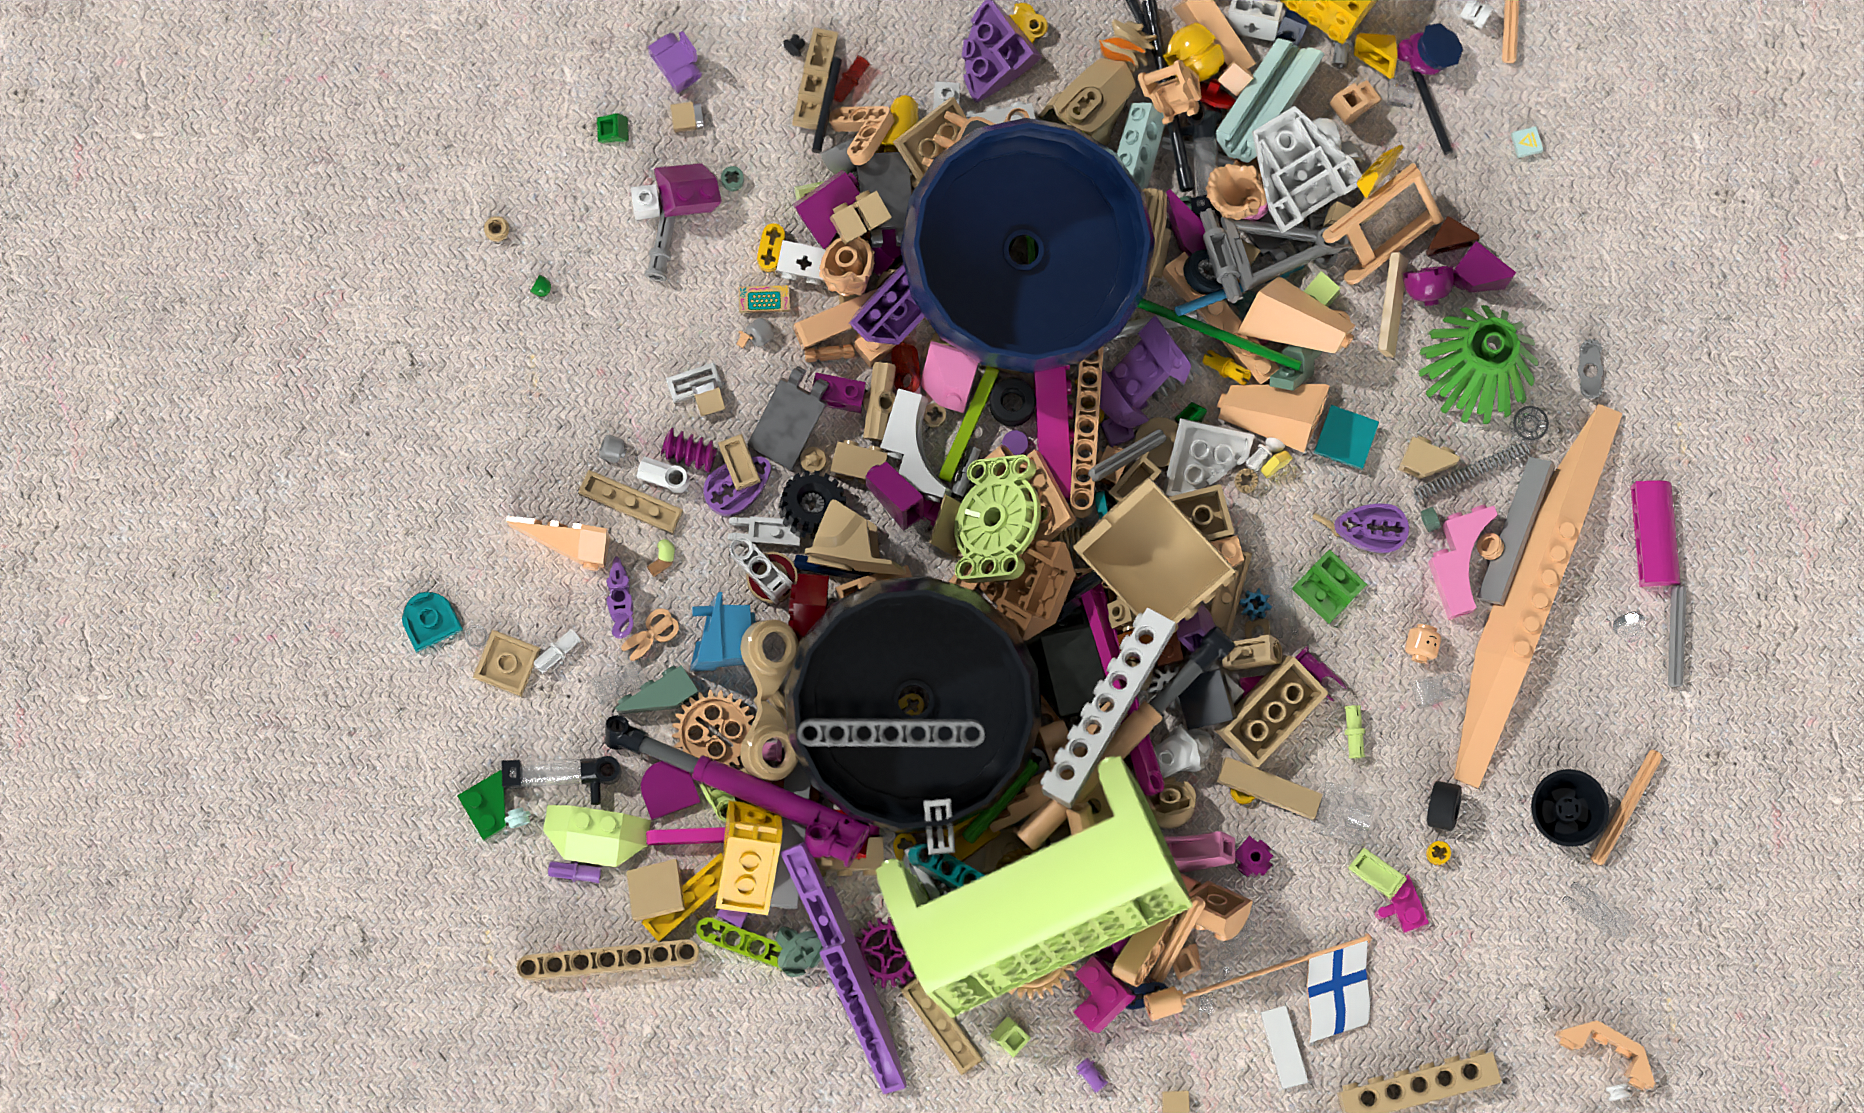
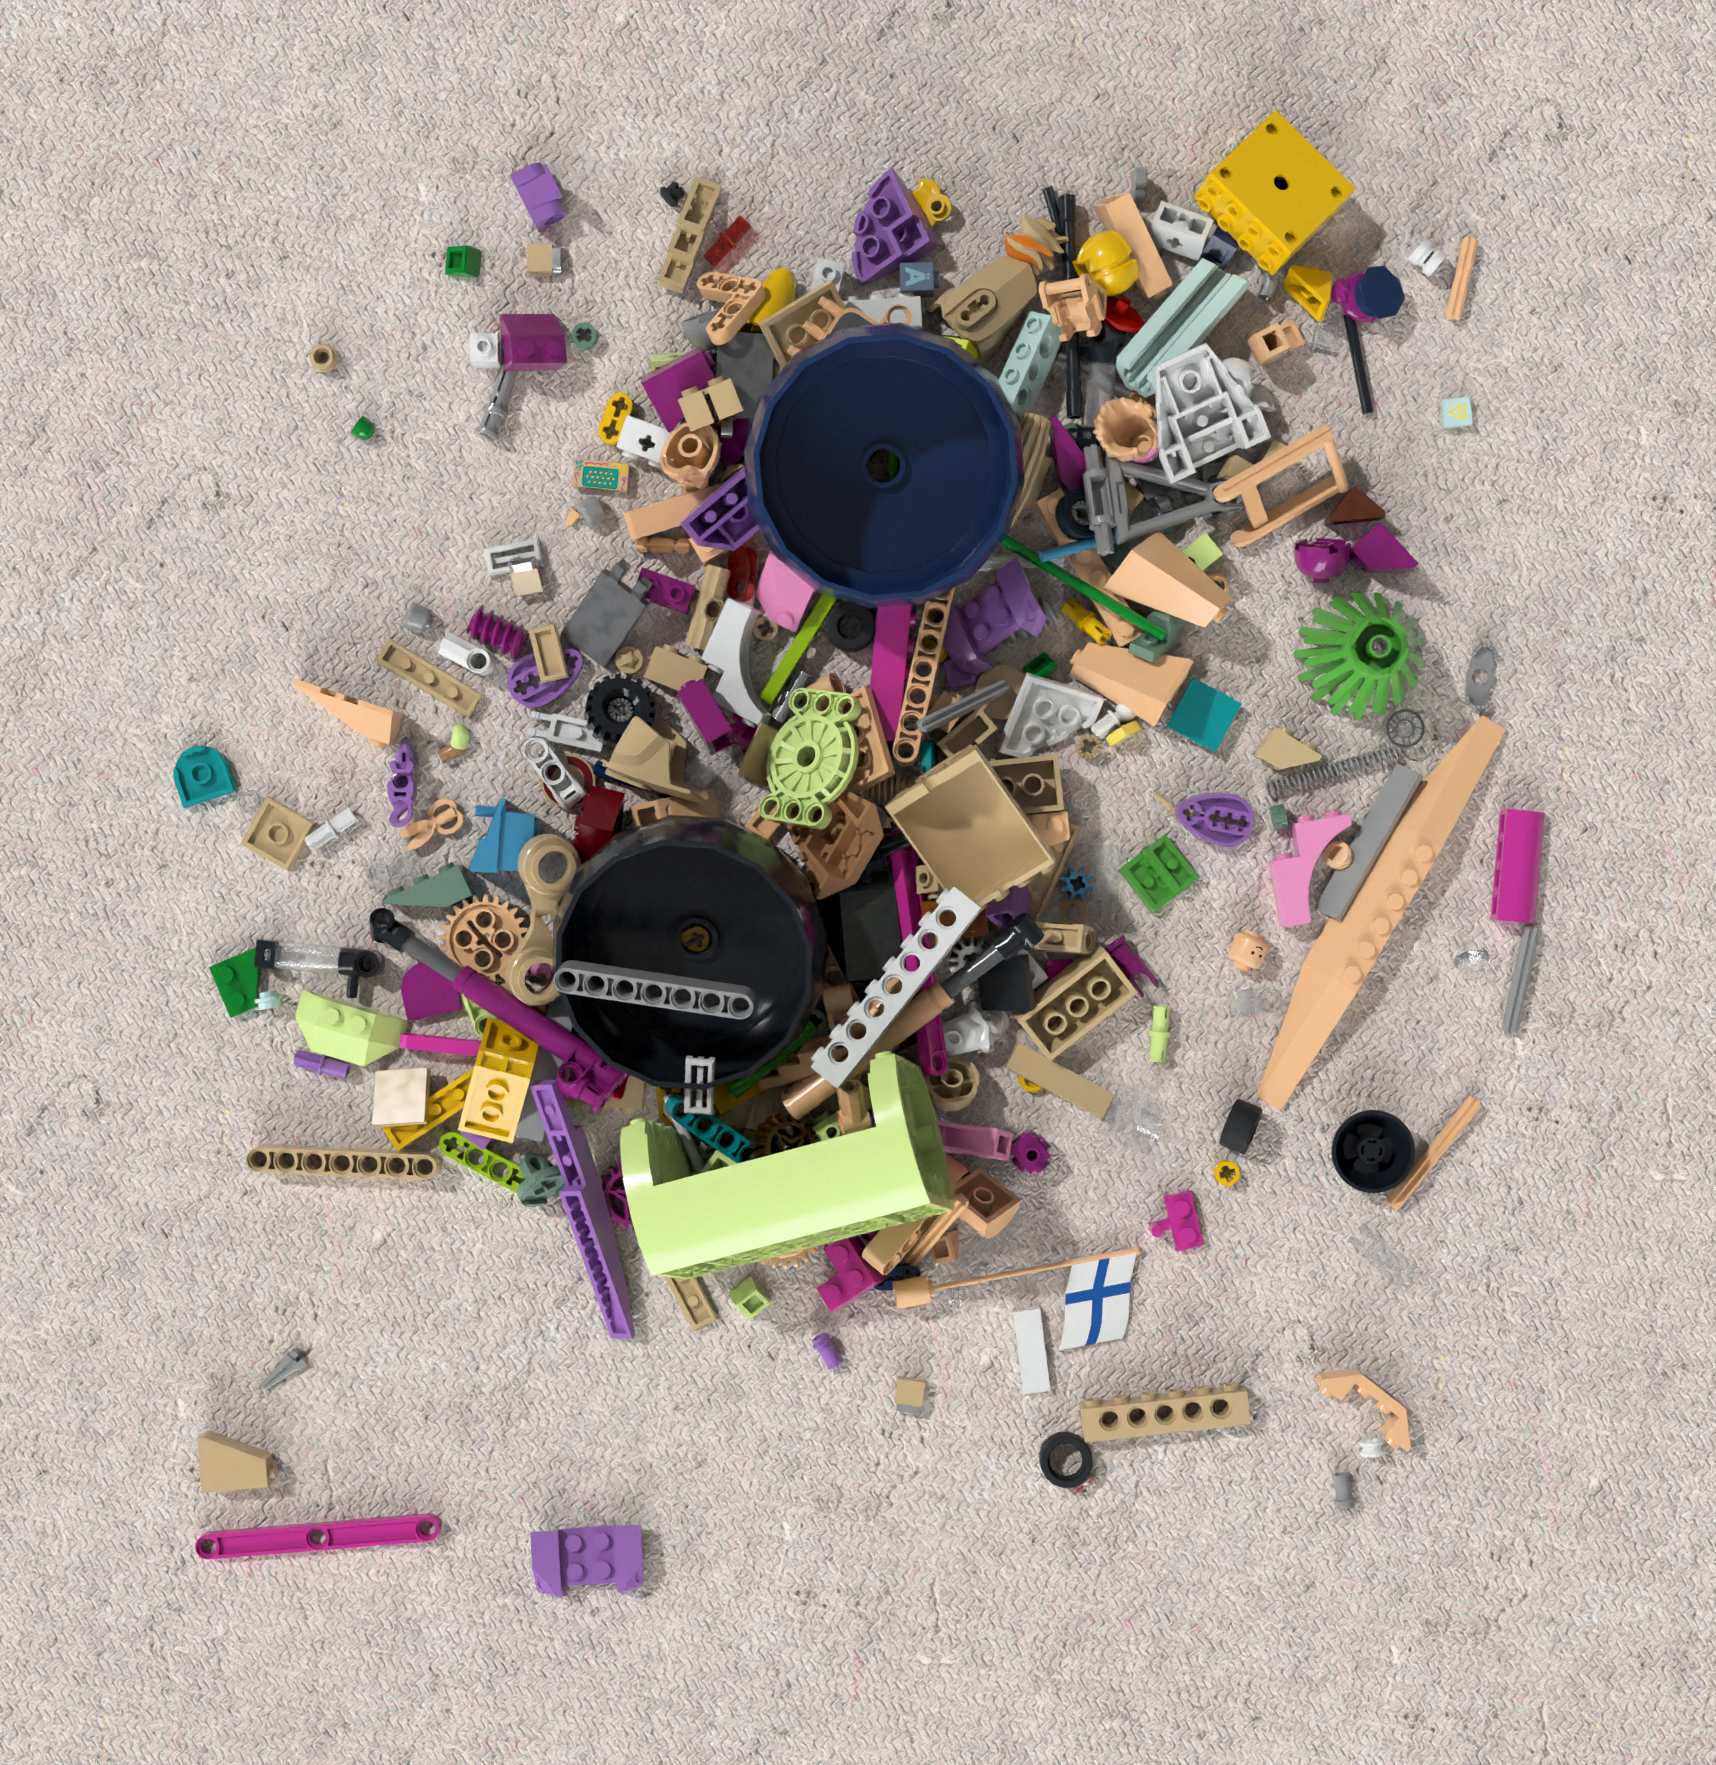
camera: 15 degrees right, 10 degrees up
(826, 105) = (696, 267): black bar -> none
(1016, 442) = (848, 671): medium lavender tile -> none
(1027, 88) = (918, 279): none -> sand blue brick
(1235, 77) = (1147, 298): light nougat tile -> none
(1377, 873) = (1158, 1186): yellowish green tile -> none
(1378, 170) = (1287, 425): yellow slope -> none
(1392, 305) = (1277, 576): tan tile -> none

